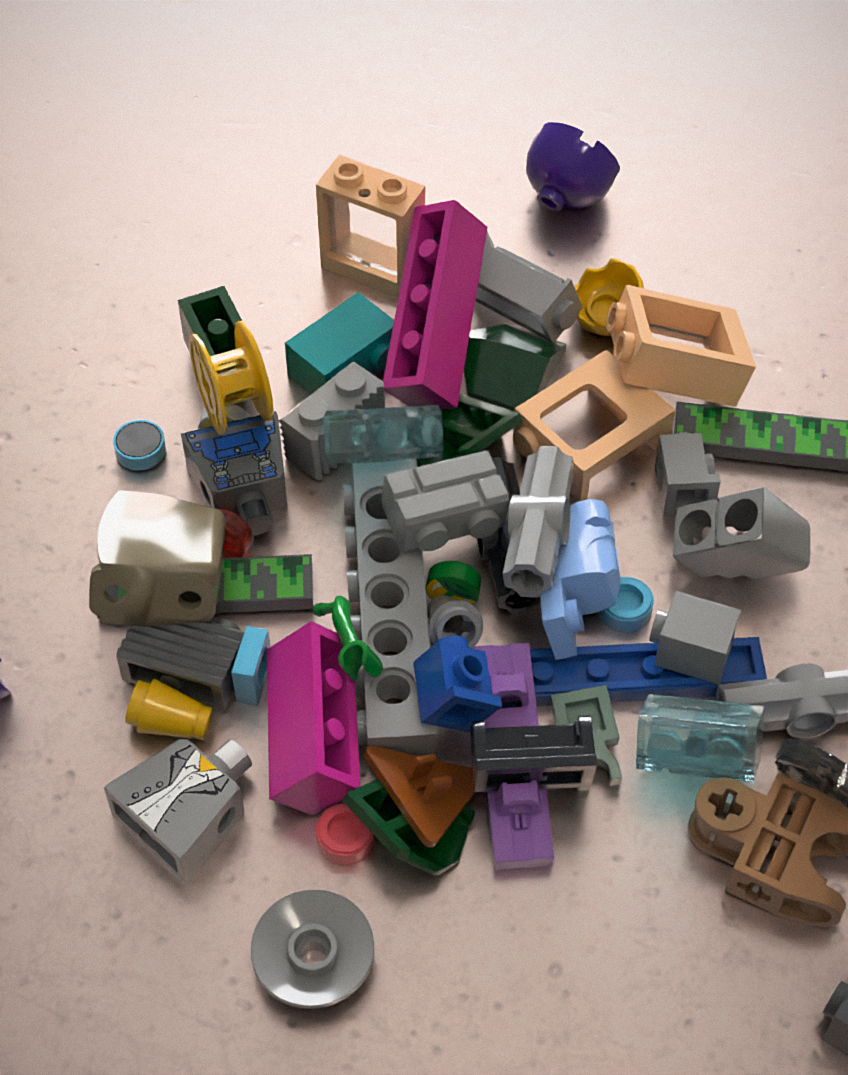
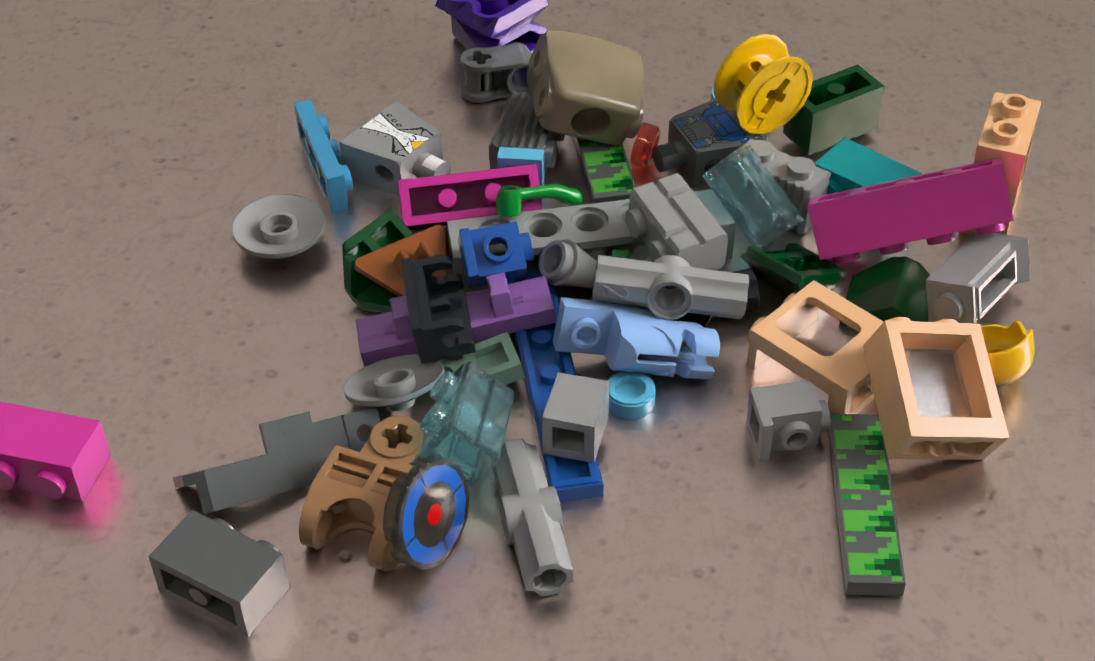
camera: 85 degrees right, 10 degrees down
(35, 676) = (495, 72): none -> dark grey piece
(166, 711) = (475, 135): yellow cone -> none
(168, 896) = (323, 156): none -> dark azure plate
(588, 813) = (392, 382): none -> light grey dish
(761, 996) = (292, 459): none -> dark grey piece
(779, 551) = (704, 453): light grey piece -> none

